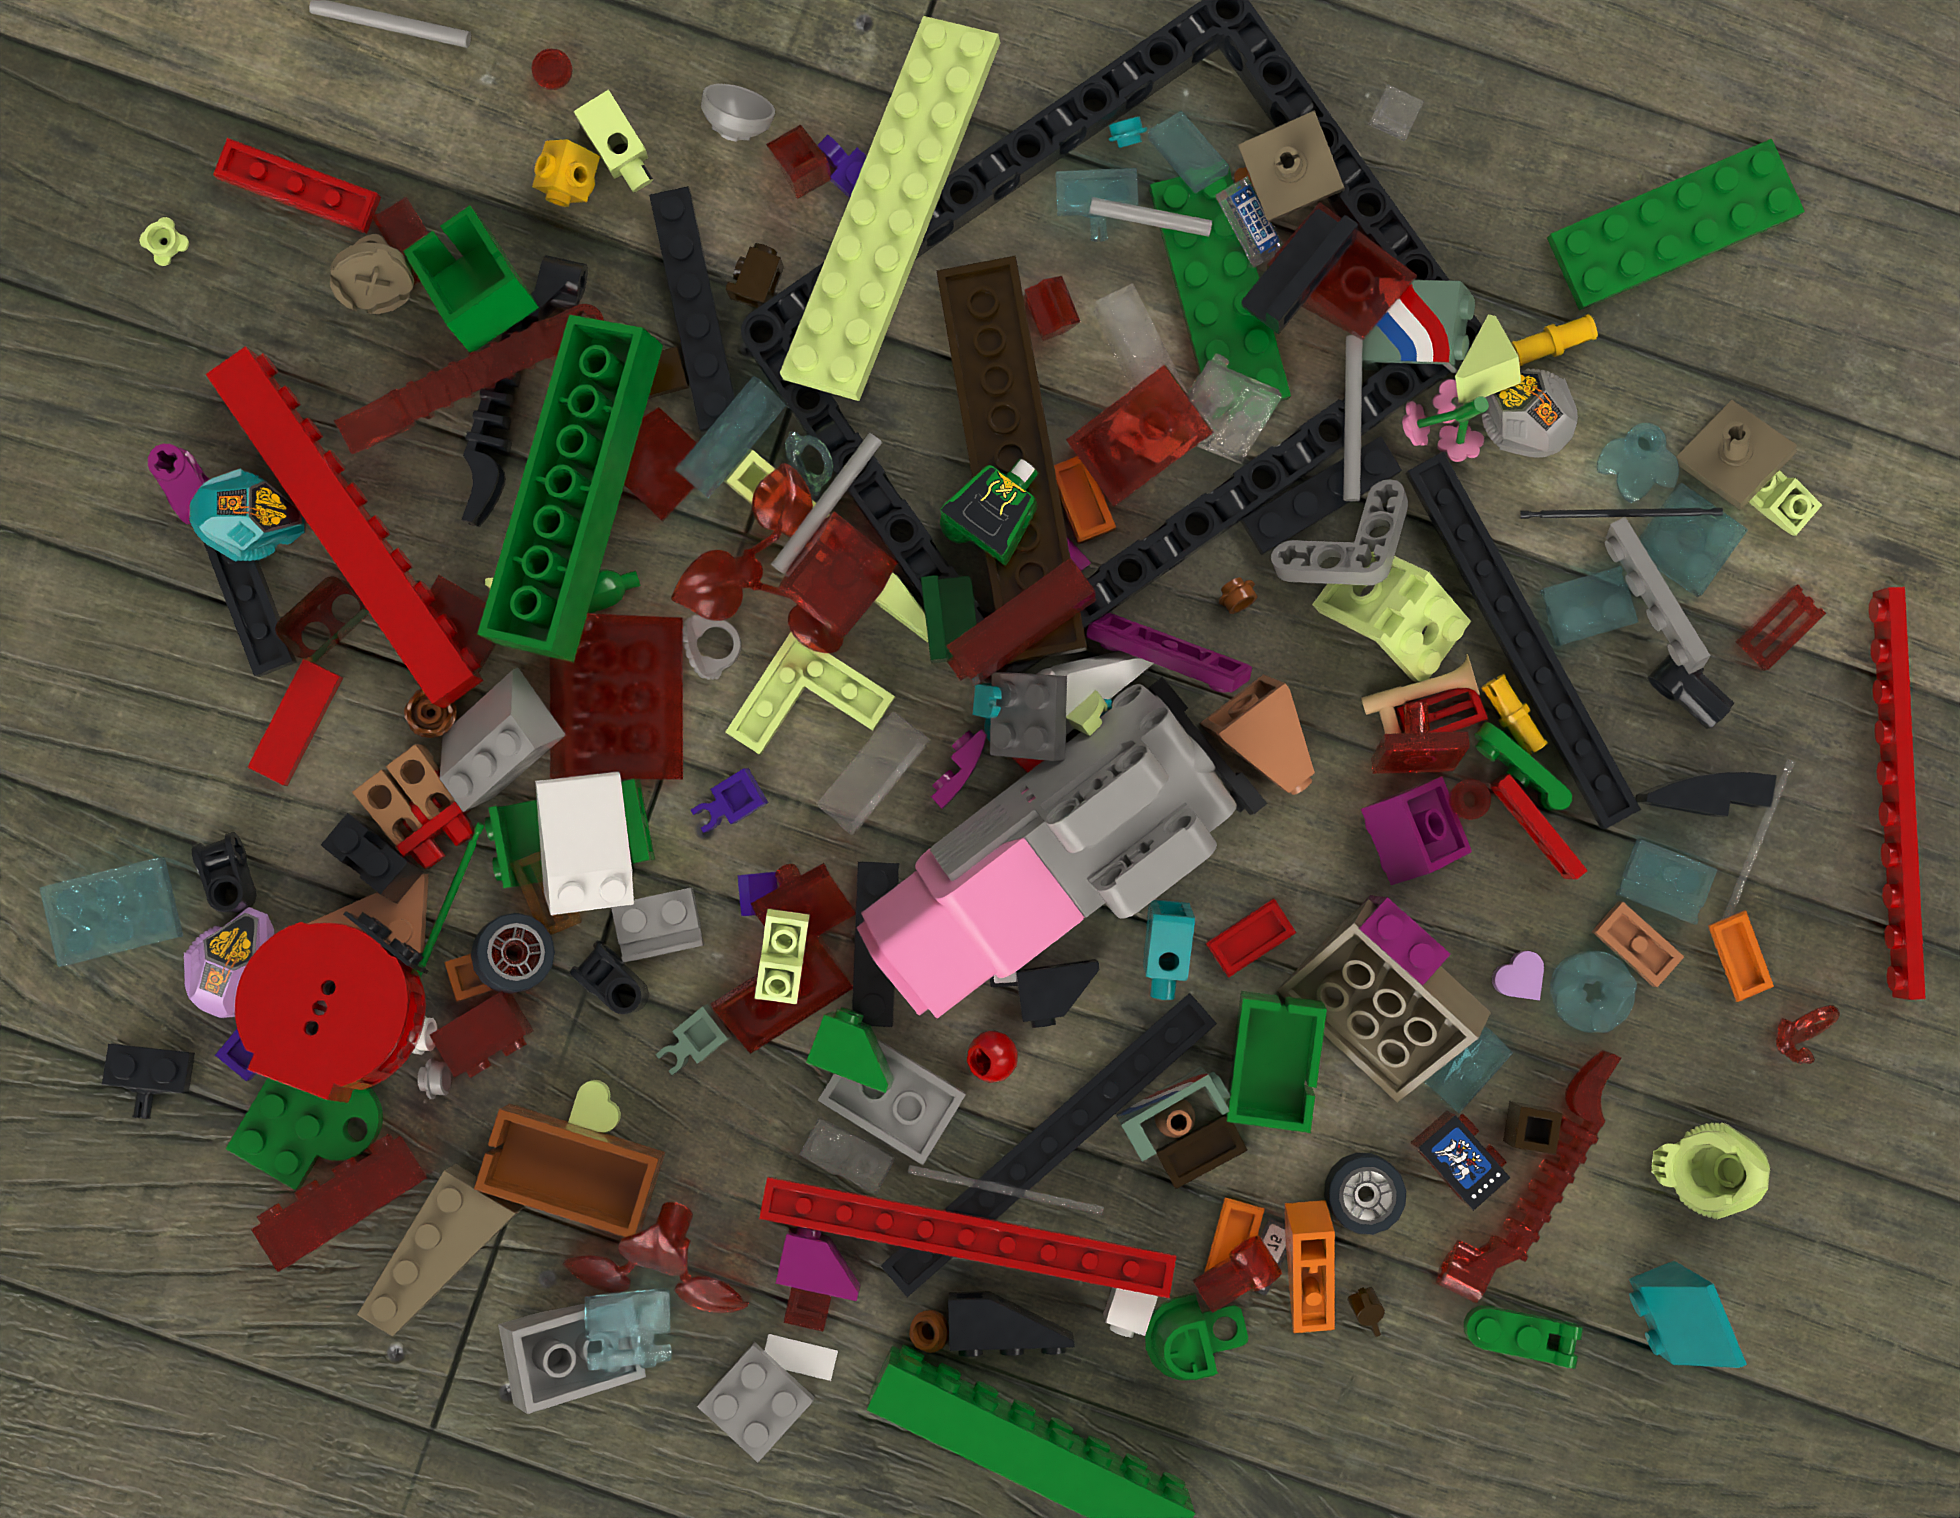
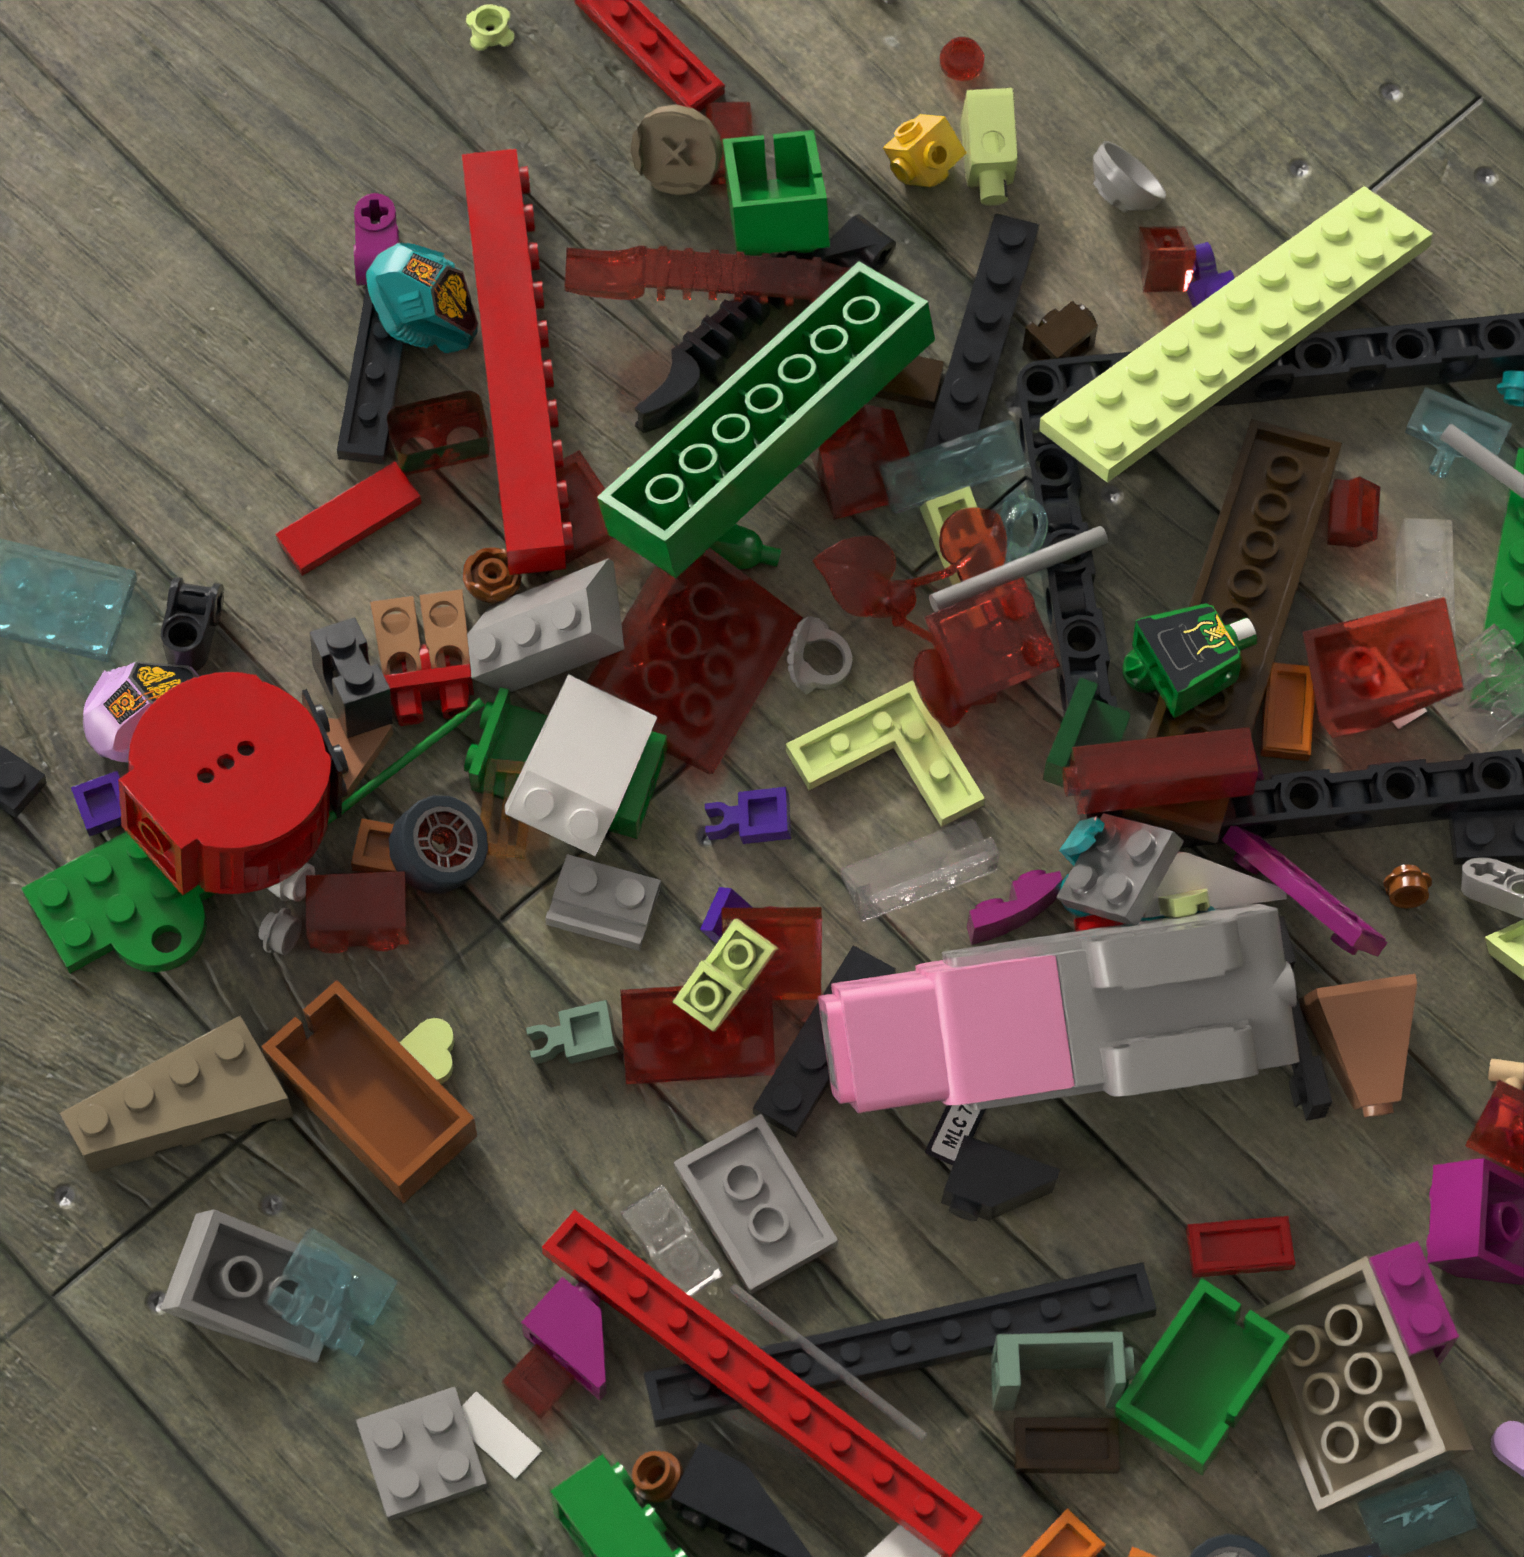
camera: 25 degrees right, 20 degrees down
(338, 1203) = (107, 996): clear red wedge -> none
(608, 978) = (520, 923): black piece -> none
(659, 1250) = (425, 1184): clear red plant -> none
(850, 1050) = (739, 1108): green slope -> none
(903, 606) = (1038, 712): yellowish green slope -> none
(992, 1056) = (889, 1215): red piece -> none
(1163, 1119) = (1053, 1400): nougat cone -> none
(1168, 930) = (1154, 1177): teal torso -> none

